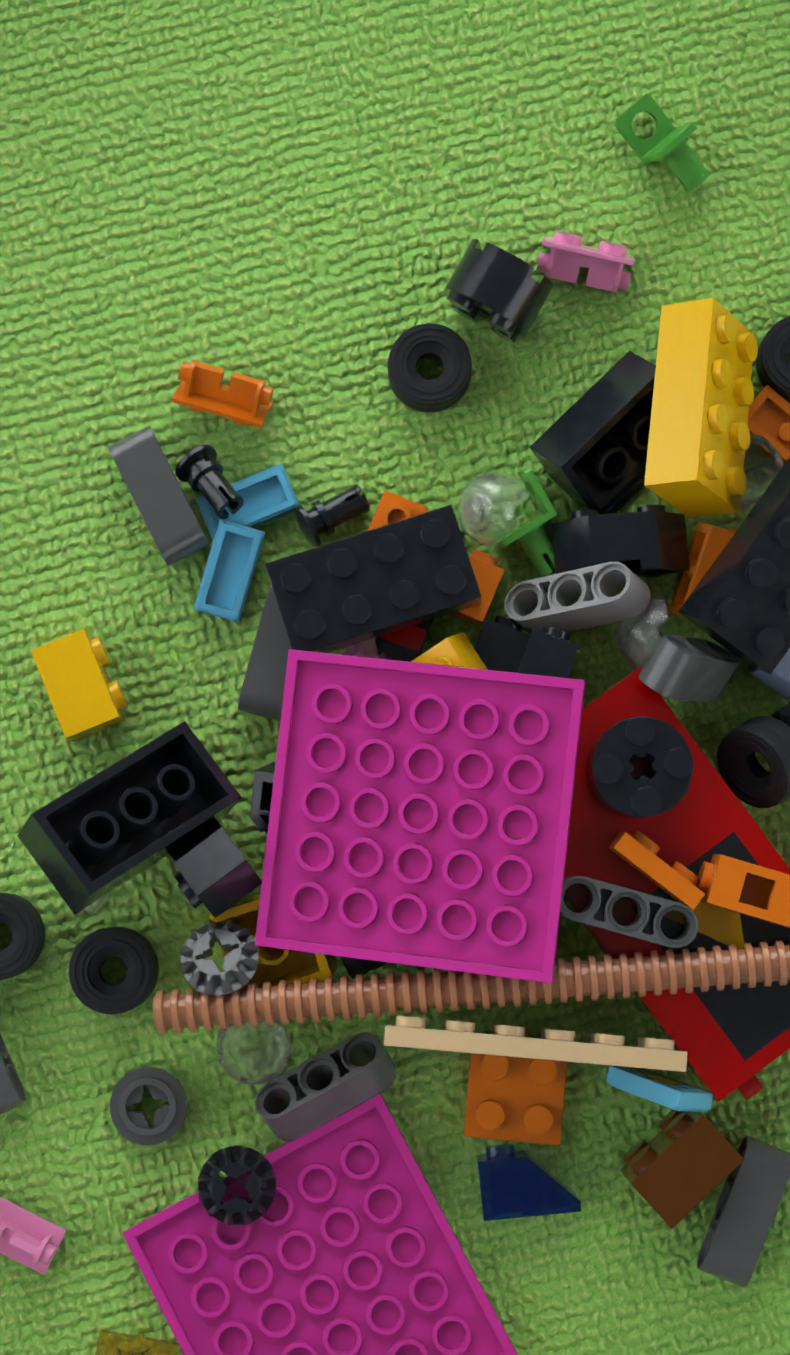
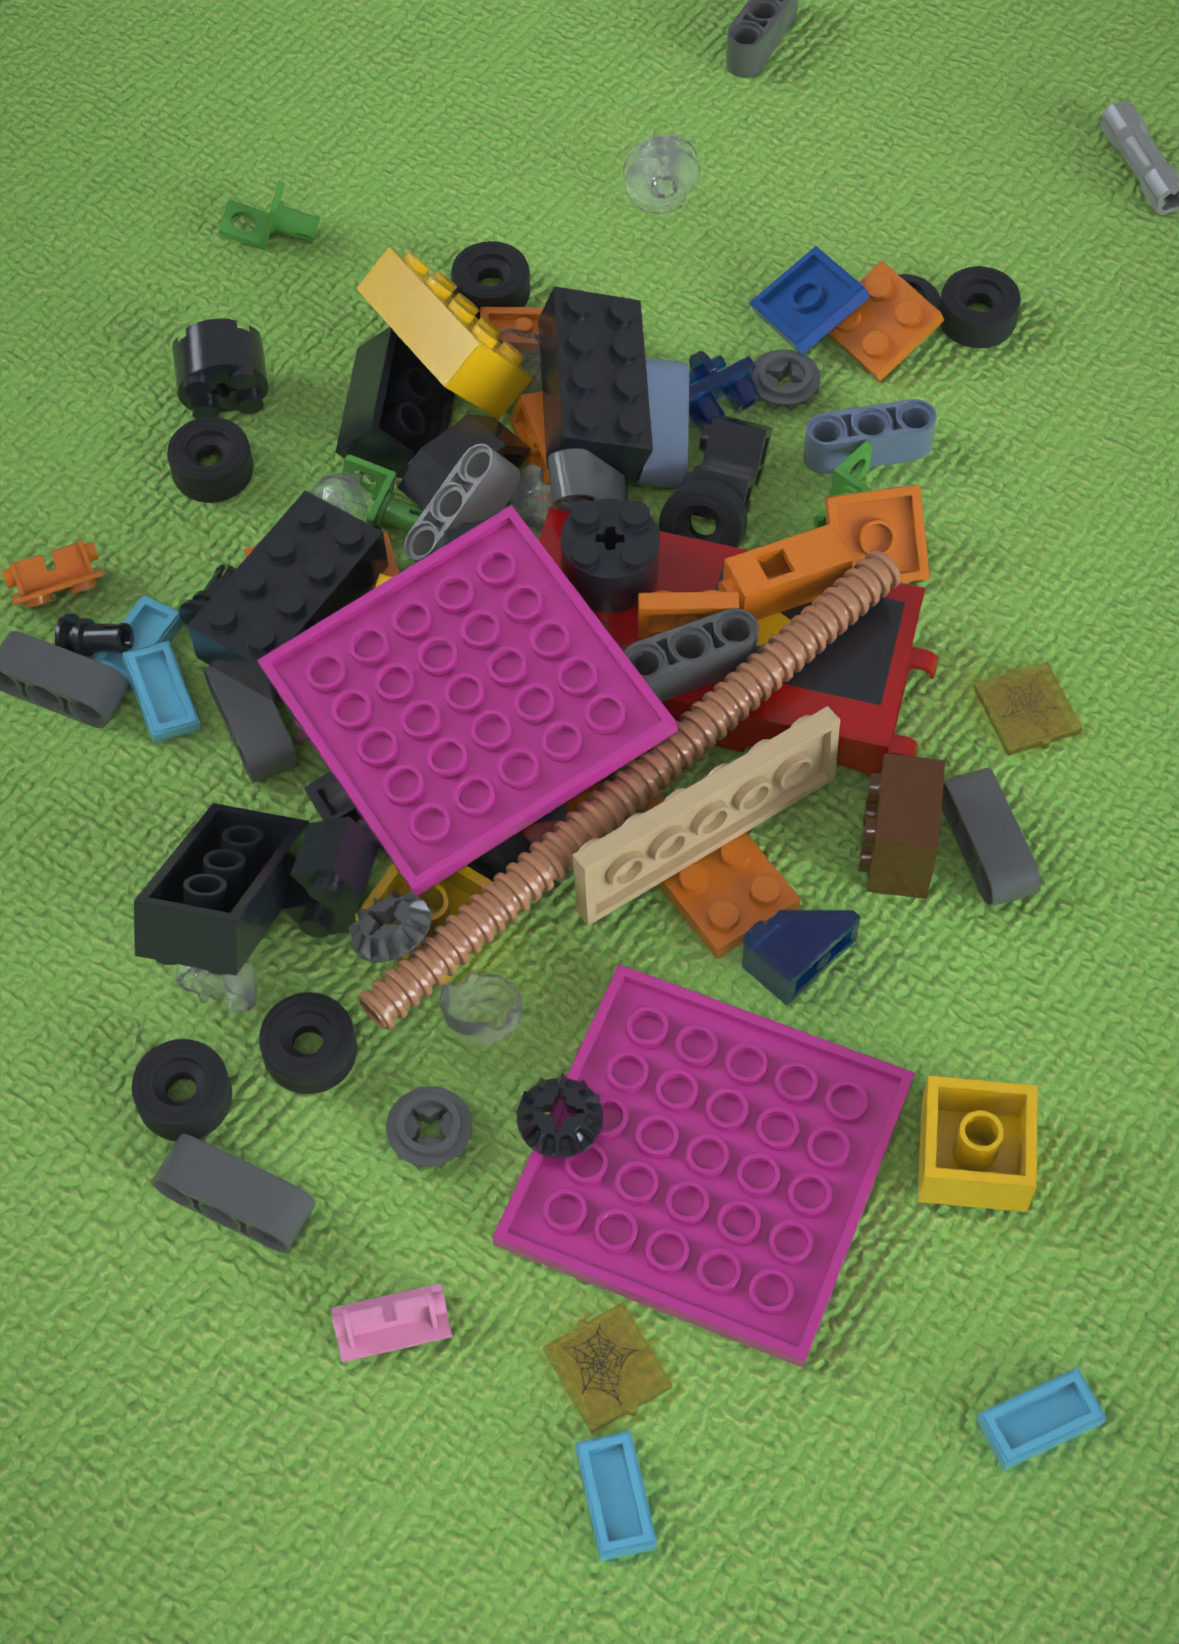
camera: 40 degrees left, 25 degrees down
(79, 684) = (98, 852): yellow brick -> none
(302, 1089) = (568, 990): dark grey beam -> none
(604, 262) = (288, 312): bright pink hinge -> none
(659, 1089) = (835, 784): medium azure tile -> none

